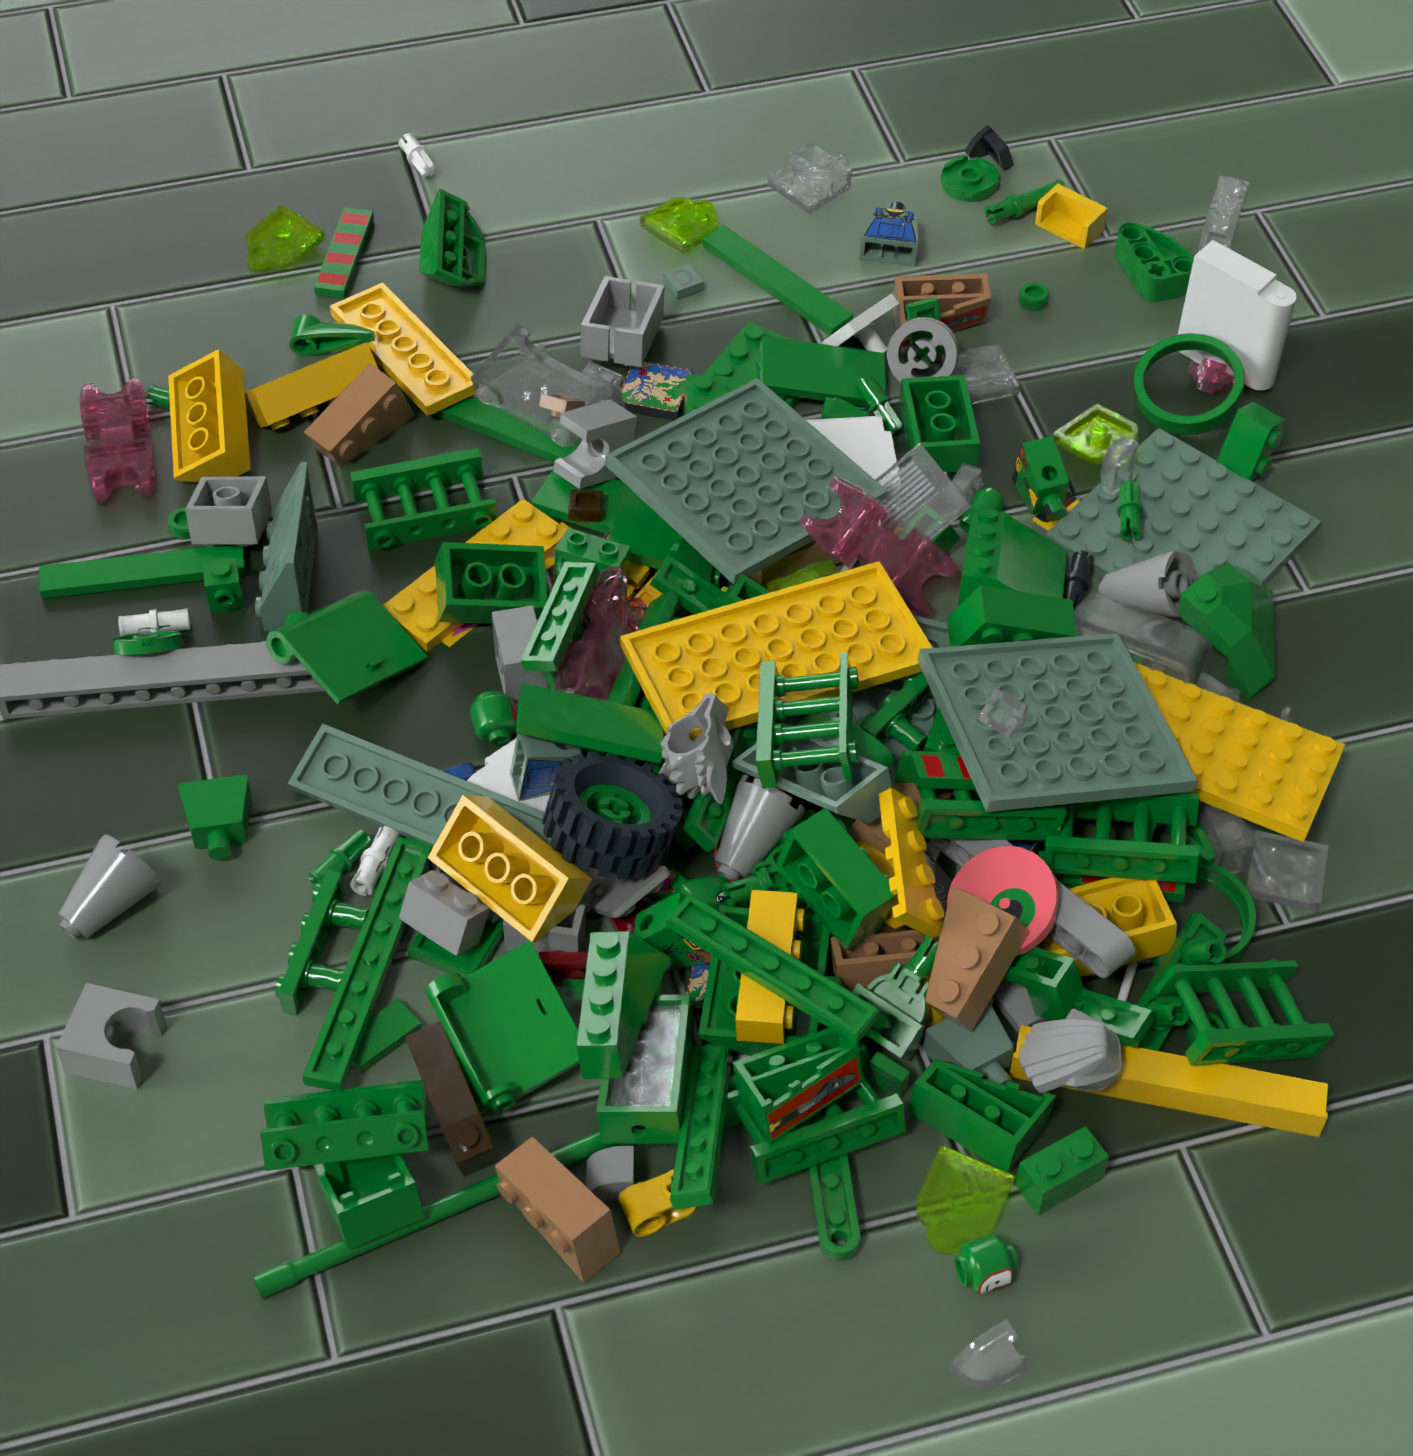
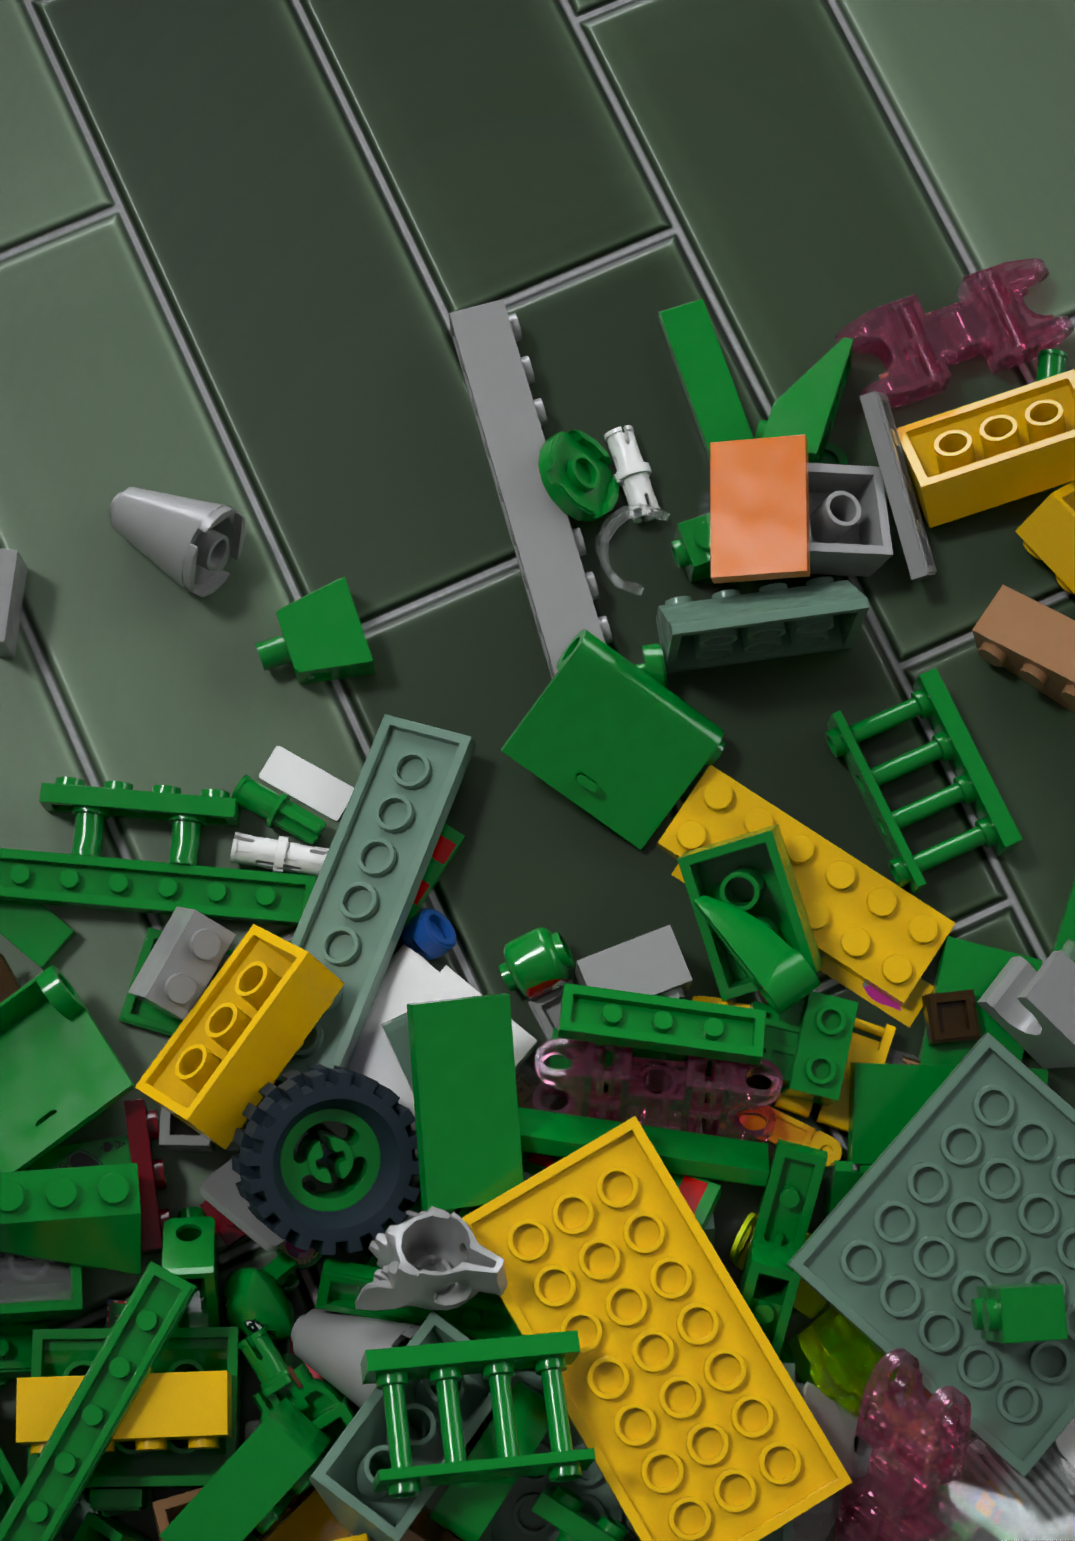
camera: 80 degrees right, 25 degrees up
(154, 516) = (812, 402): none -> green slope
(191, 471) = (898, 485): none -> light grey tile
(196, 640) = (607, 530): none -> clear helmet
(213, 529) = (759, 509): none -> orange tile
(318, 848) = (306, 783): none -> white sticker
(531, 566) = (765, 957): none -> green piece
(787, 453) = (1020, 1312): none -> green brick

